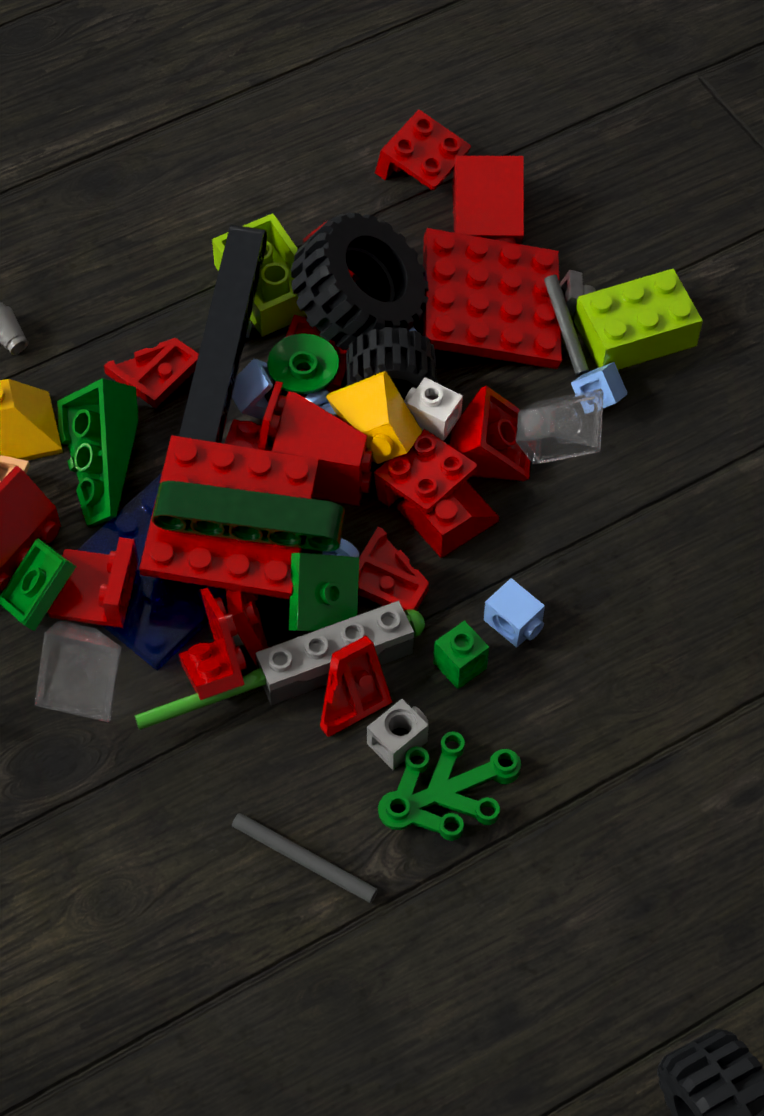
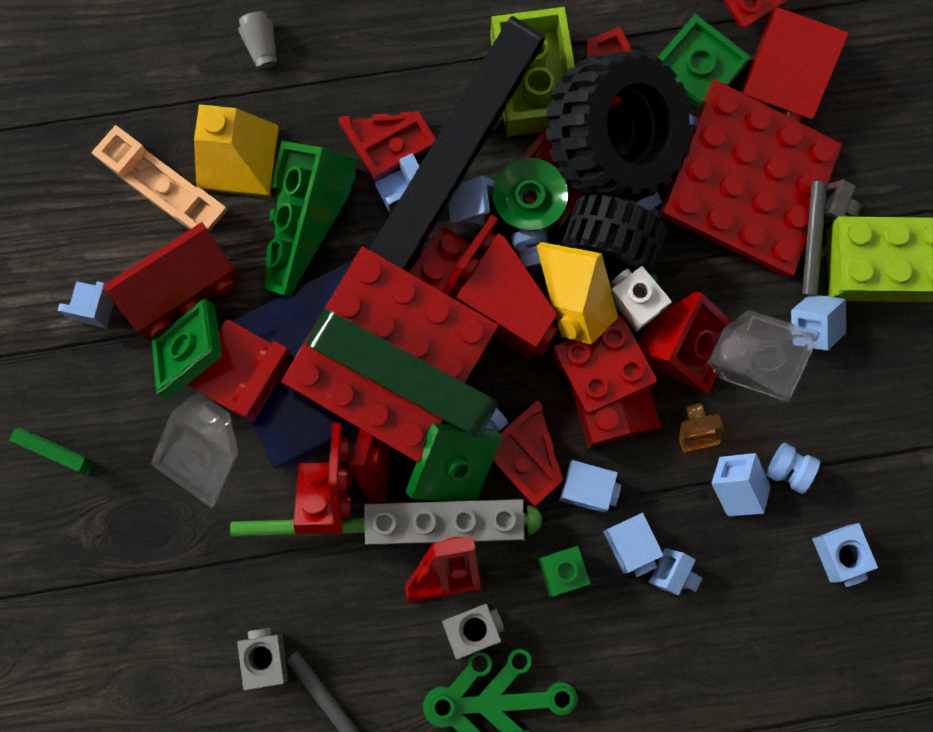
camera: 20 degrees right, 20 degrees up
(174, 407) = (394, 185): none -> light blue panel
(217, 841) = (254, 676): none -> light grey brick
(413, 218) = (701, 56): none -> green plate
(455, 581) = (590, 487): none -> light blue brick
(534, 504) = (699, 430): none -> clear orange tile
(563, 623) = (675, 573): none -> light blue tile
(589, 535) = (741, 485): none -> light blue panel
(637, 506) = (793, 468): none -> light blue wheel
(704, 544) = (829, 546): none -> light blue brick

